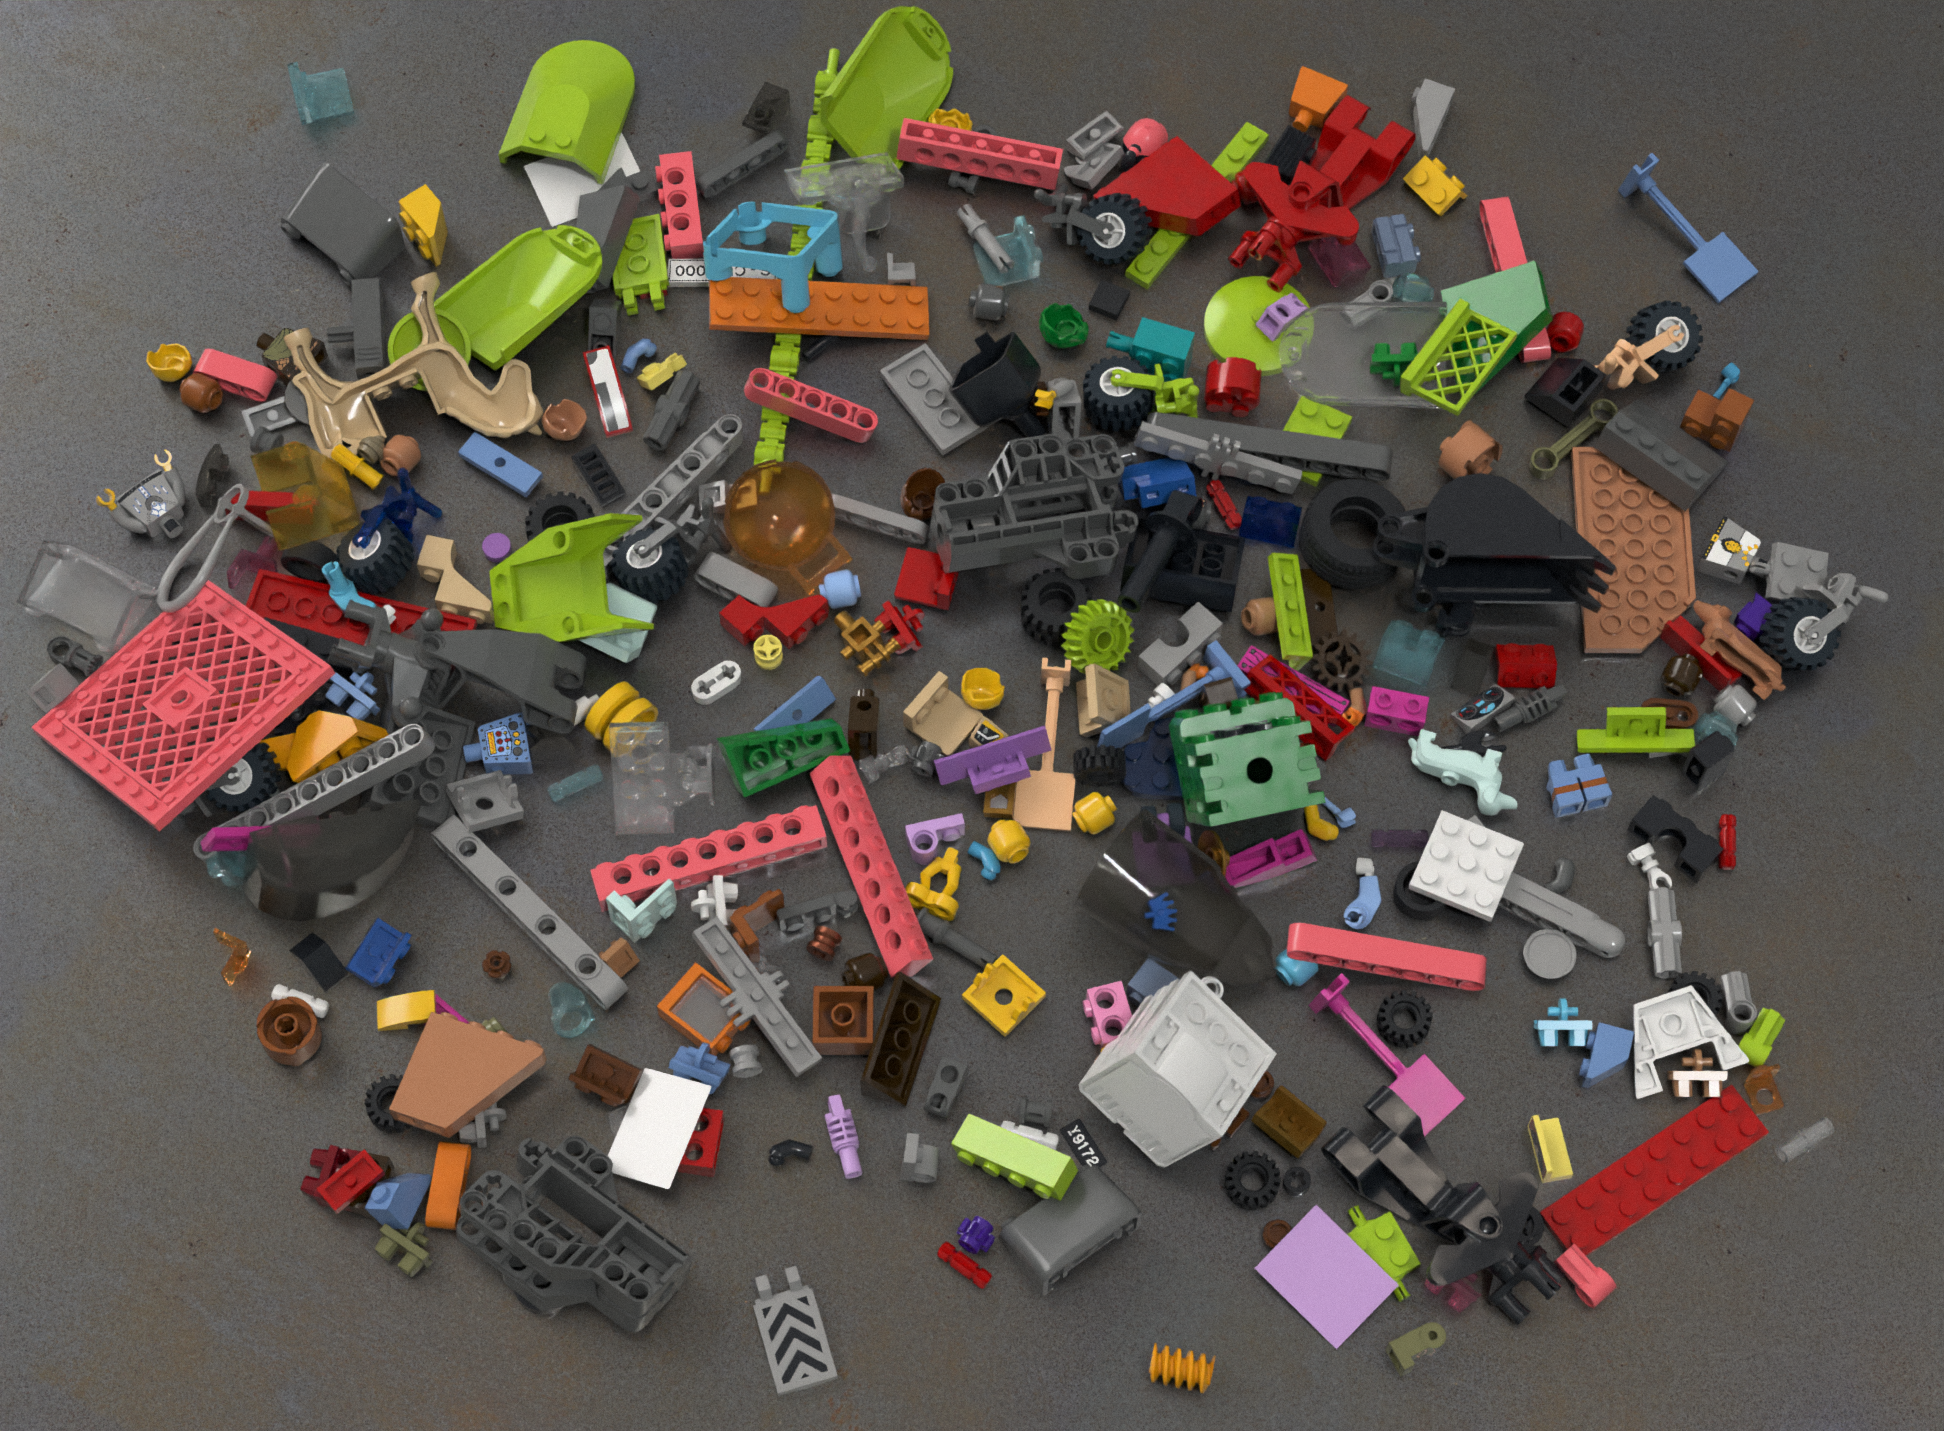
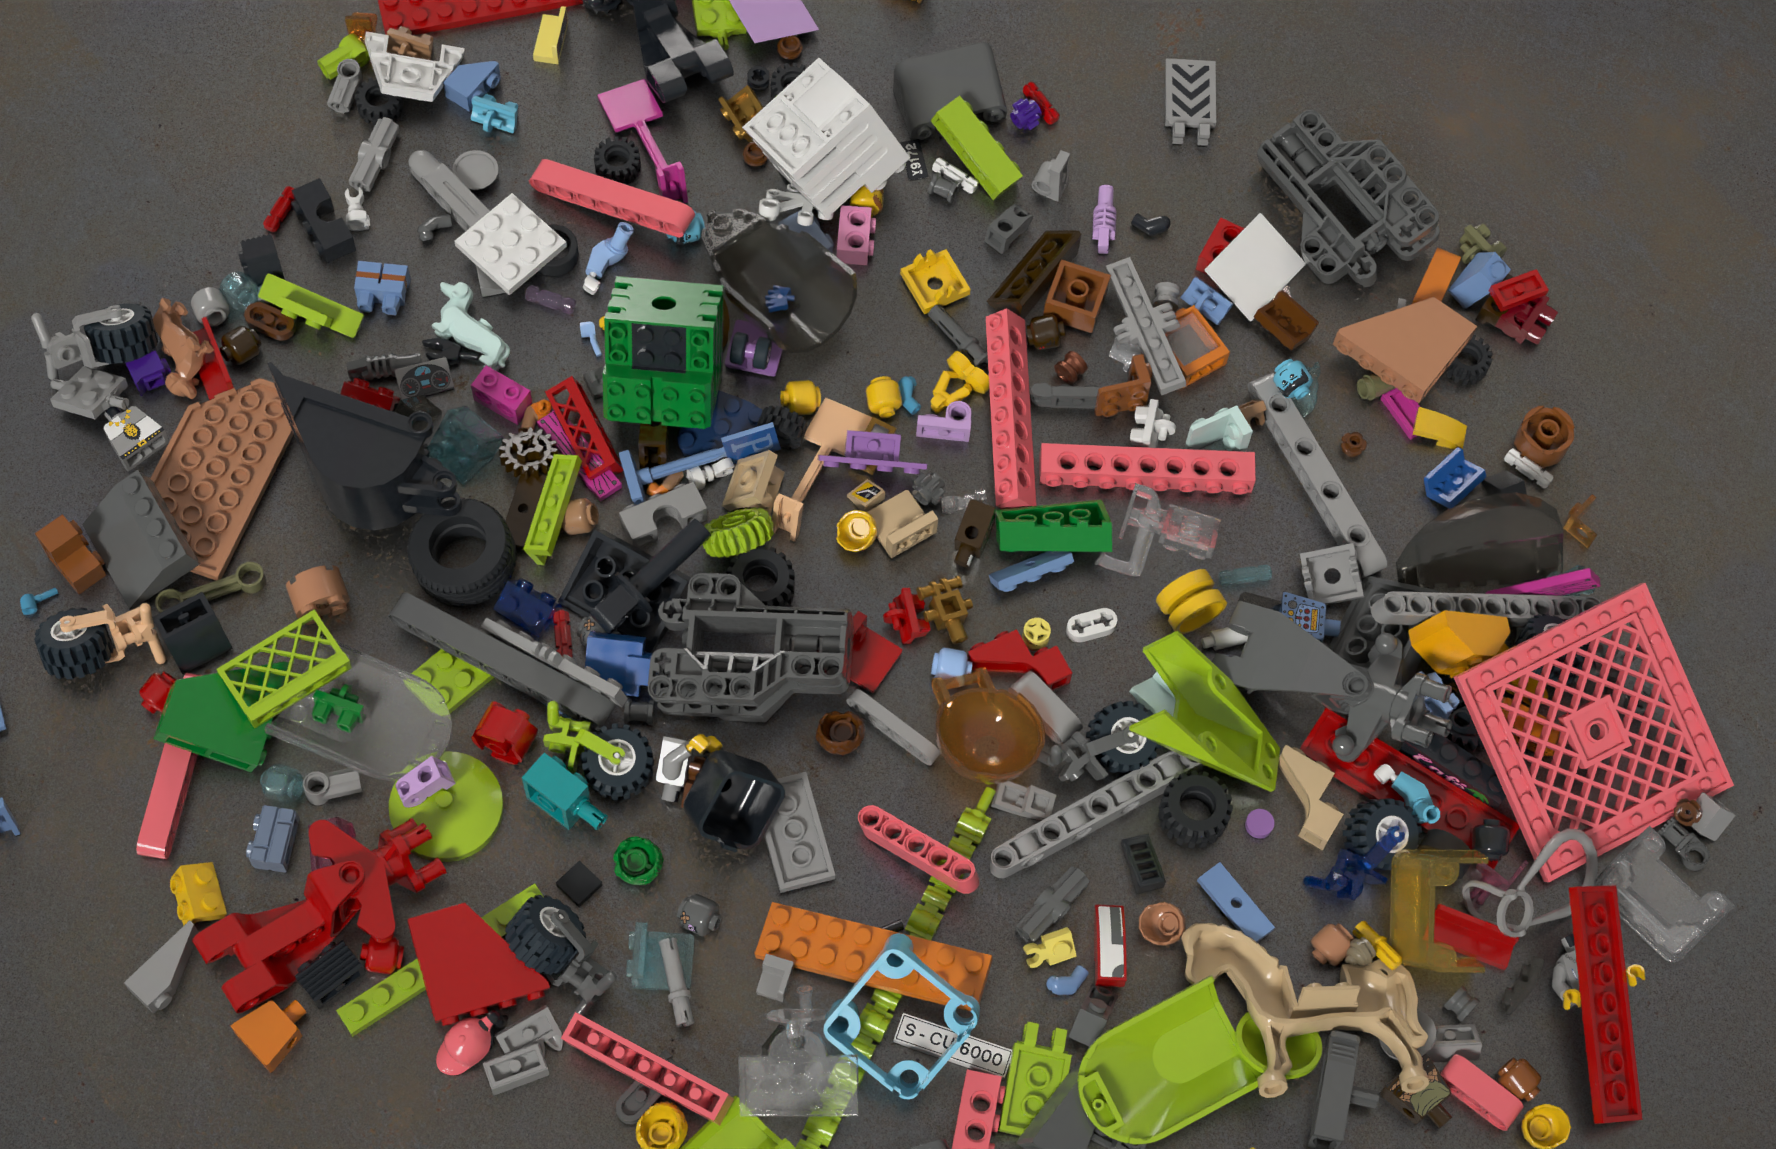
camera: 165 degrees left, 0 degrees up
(75, 675) = (1681, 815): none -> reddish brown plate
(131, 461) = (1605, 1004): none -> red plate
(267, 581) = (1491, 839): none -> black head
(579, 986) = (1292, 379): none -> medium azure head

